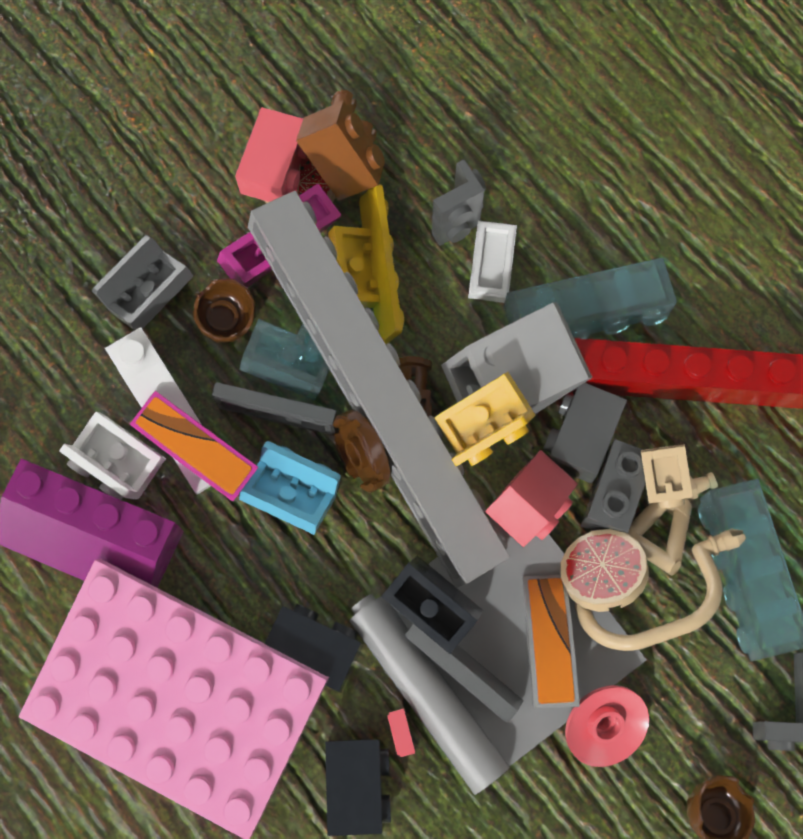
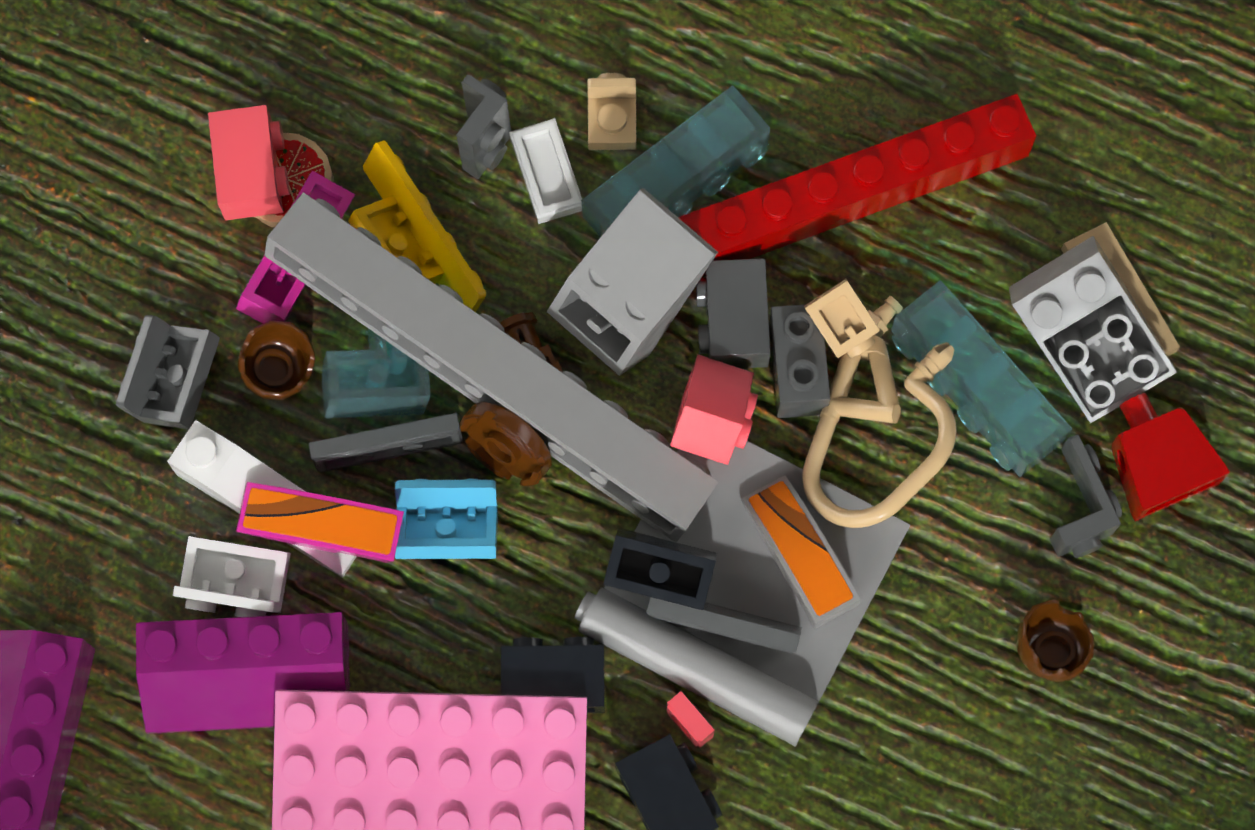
camera: 25 degrees left, 0 degrees up
(342, 147) = (321, 118): dark orange brick -> none
(485, 418) = (625, 347): yellow bracket -> none
(561, 239) = (611, 112): none -> tan bracket
(604, 570) = (823, 449): tile -> none
(615, 736) = (916, 612): coral dish -> none

